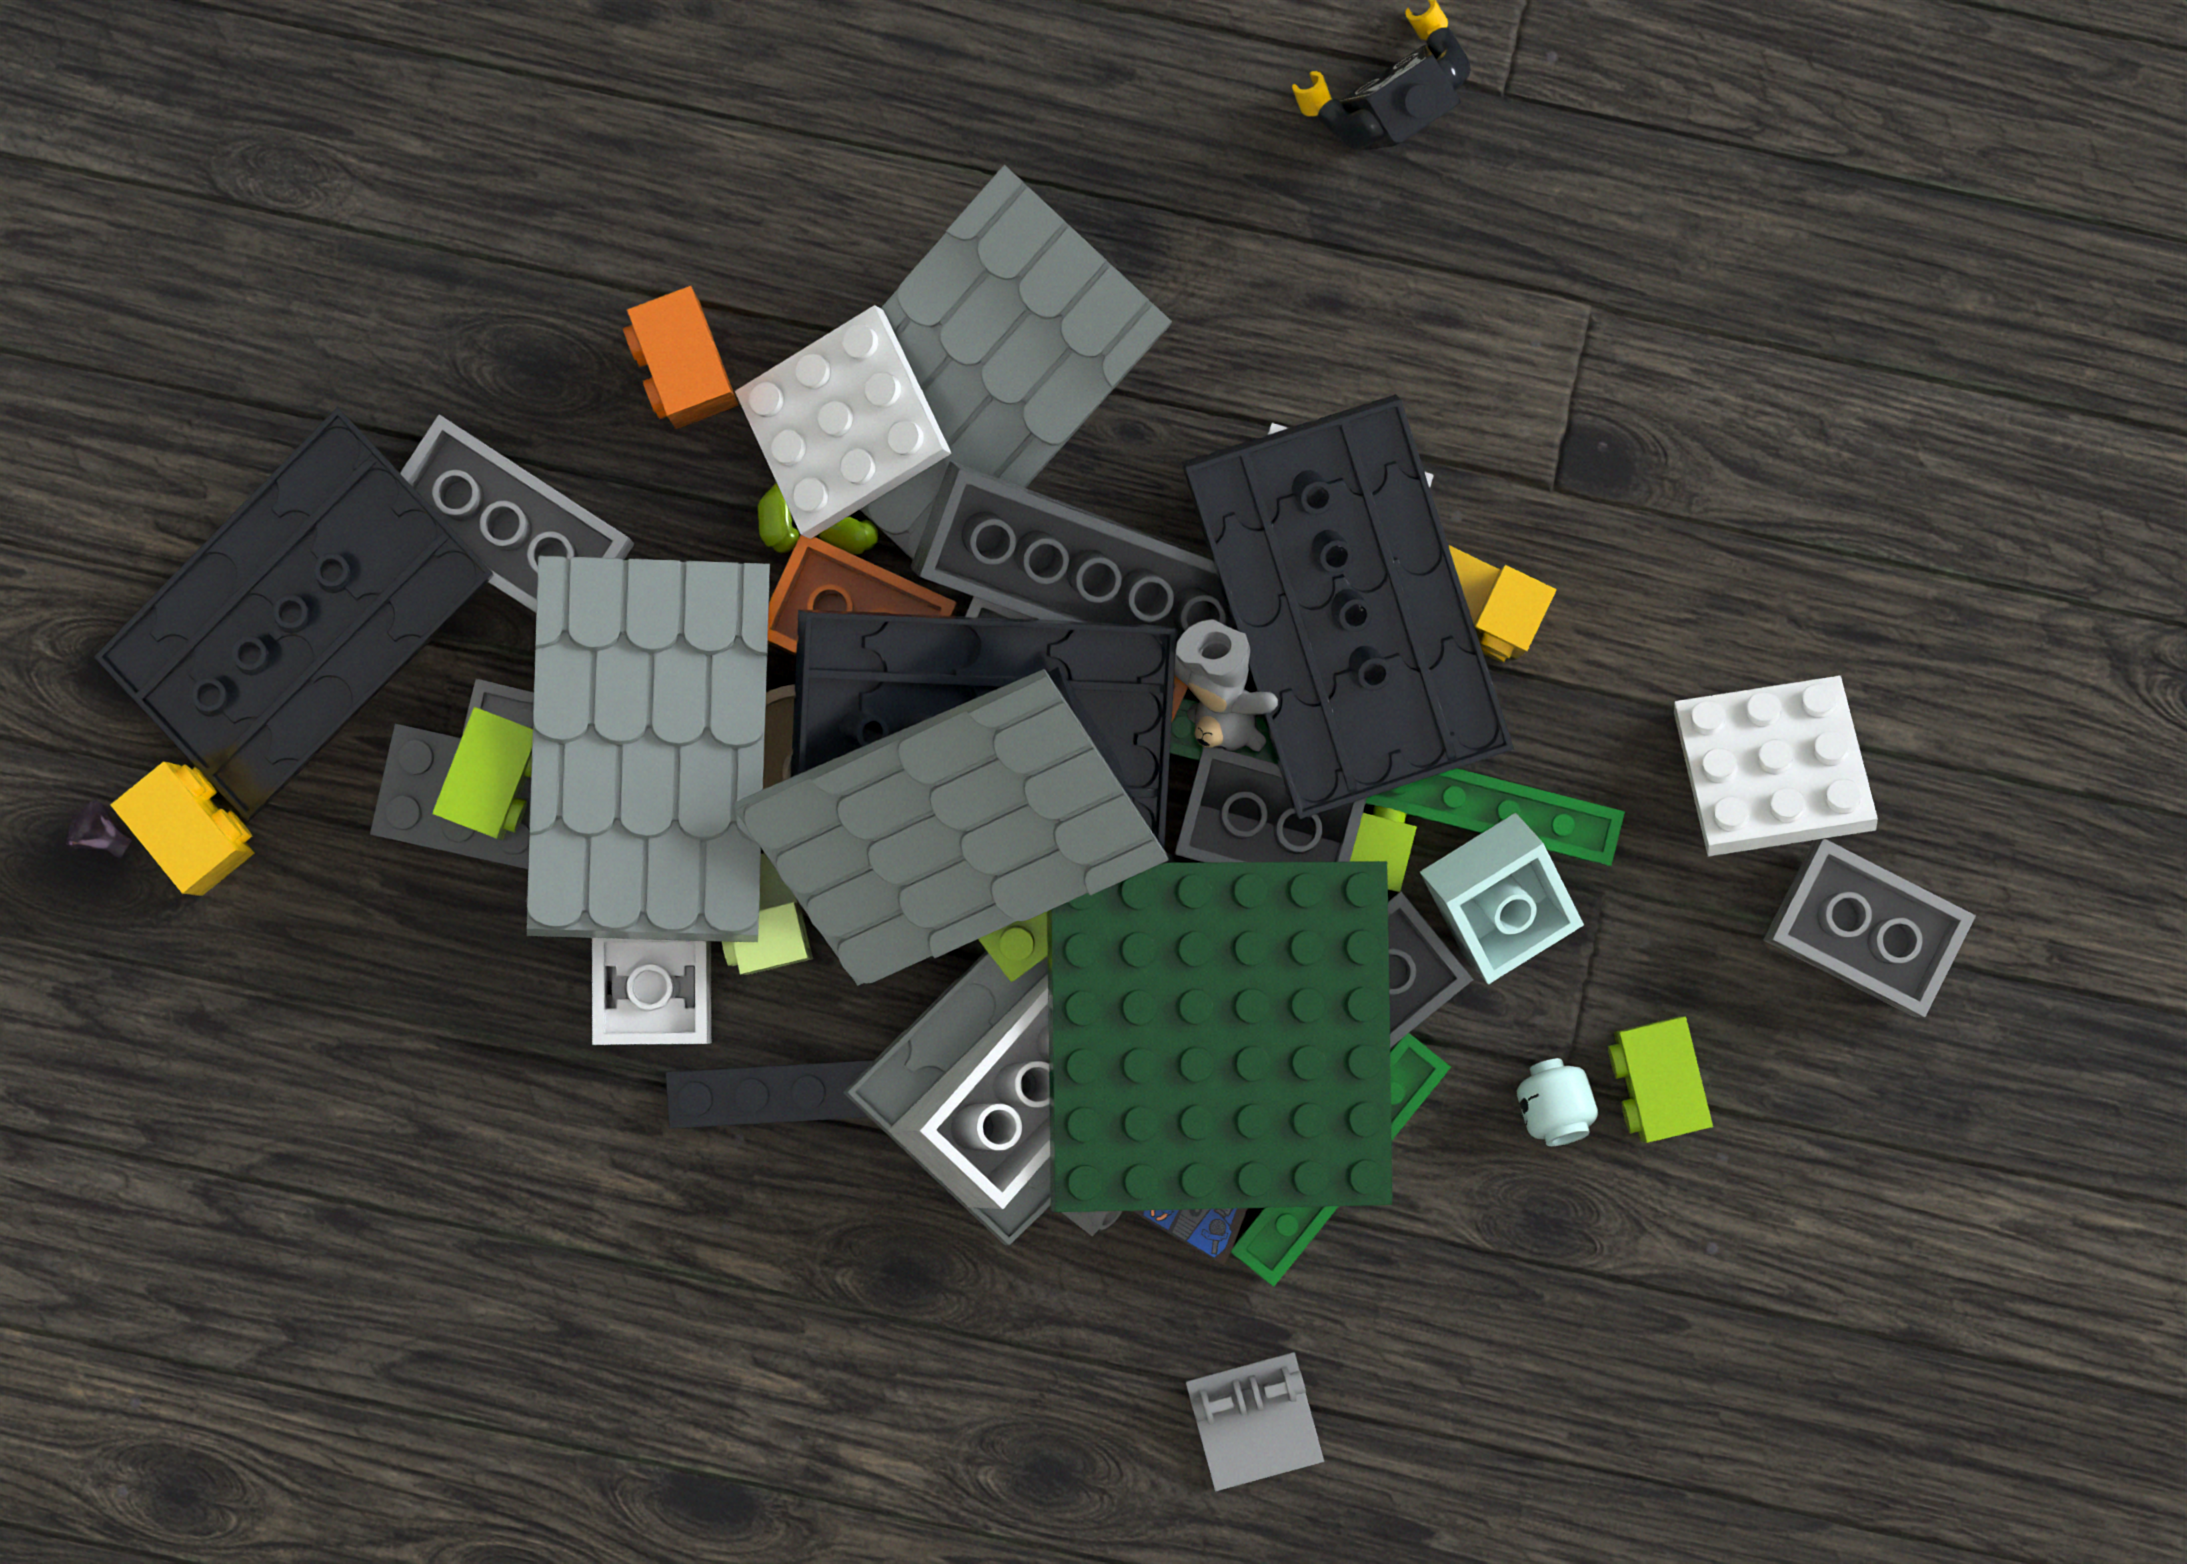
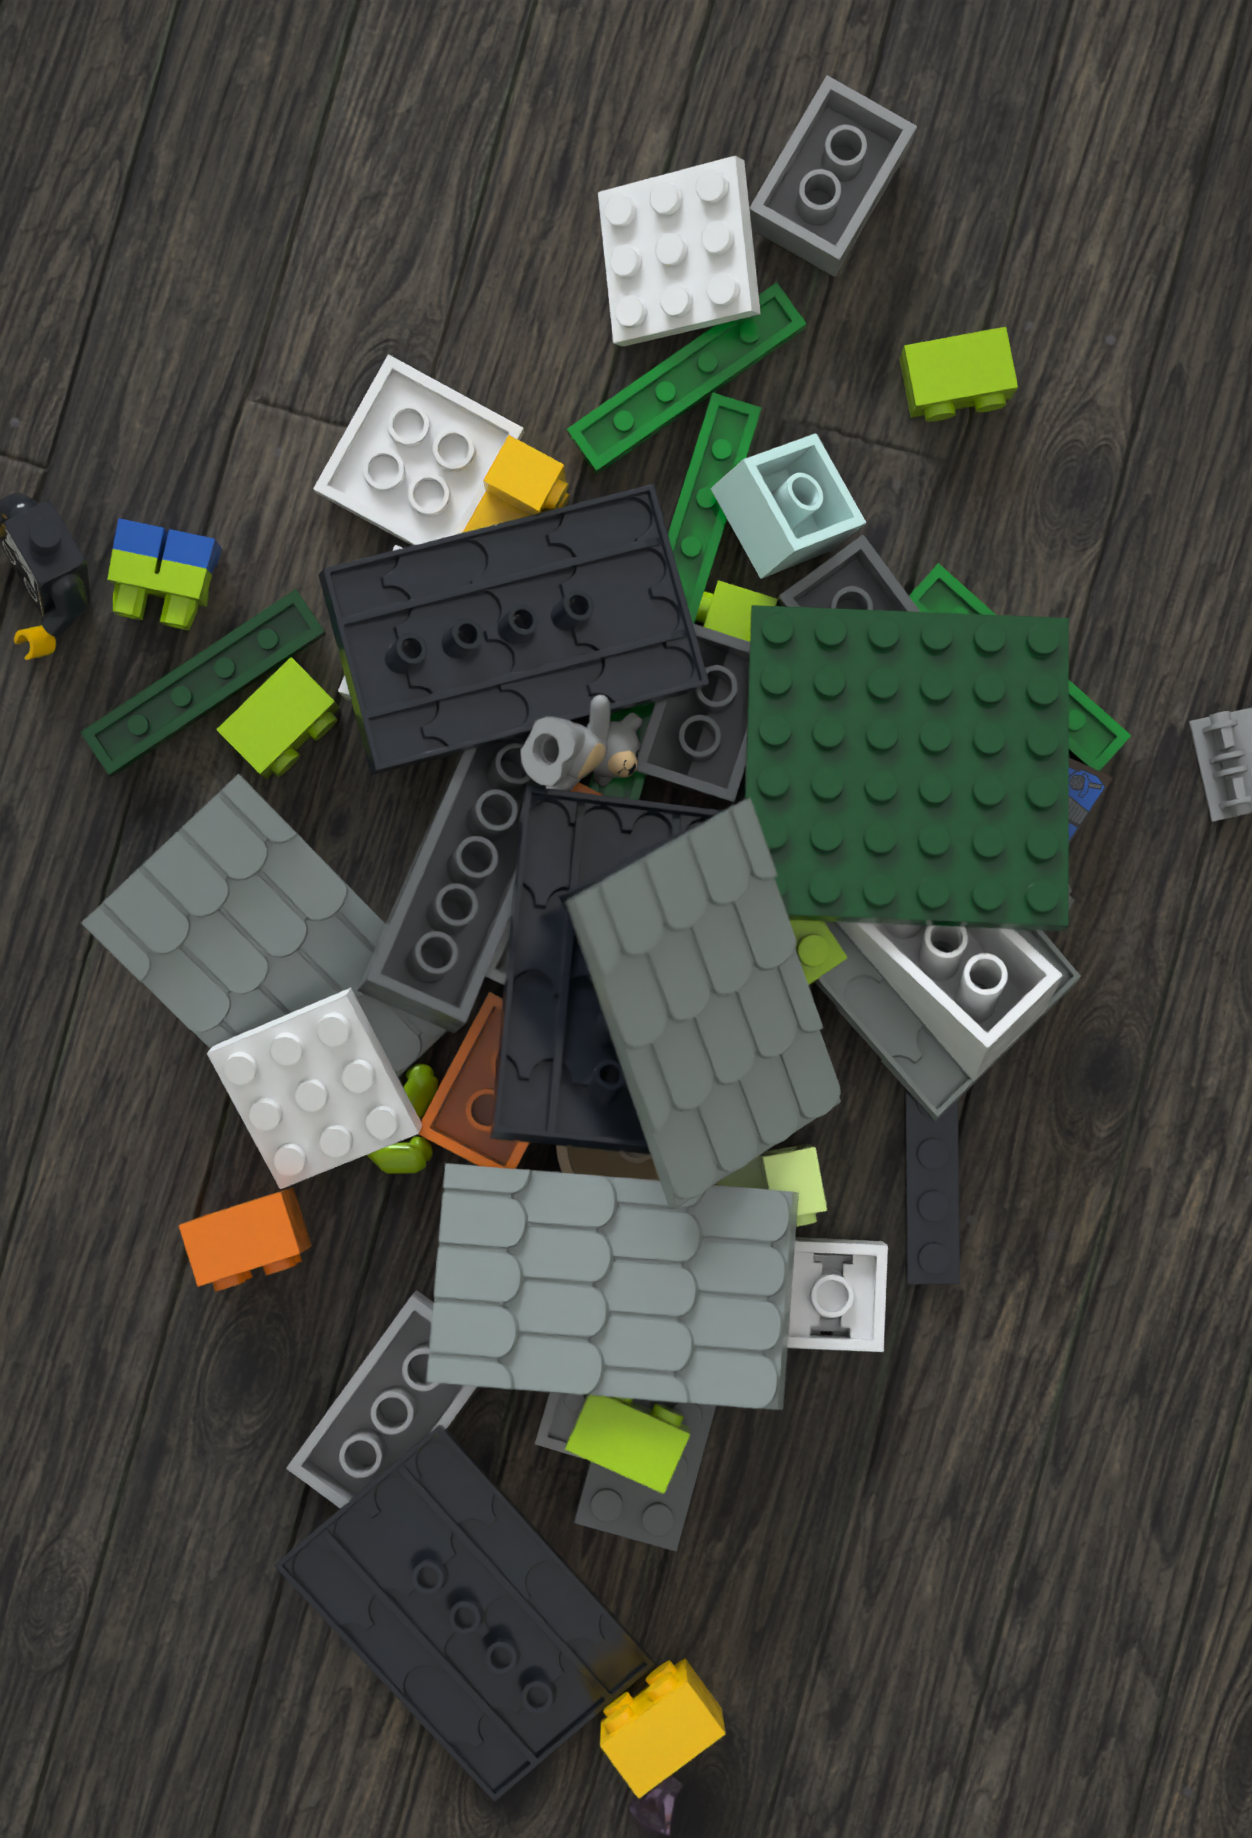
camera: 80 degrees left, 0 degrees up
(1240, 362) = (280, 720): none -> lime brick
(1277, 278) = (203, 683): none -> dark green plate
(1402, 226) = (161, 565): none -> lime hips
(1536, 493) = (414, 456): none -> white plate
(1557, 1102) = (975, 469): light aqua head -> none
(1637, 781) = (684, 380): none -> green plate

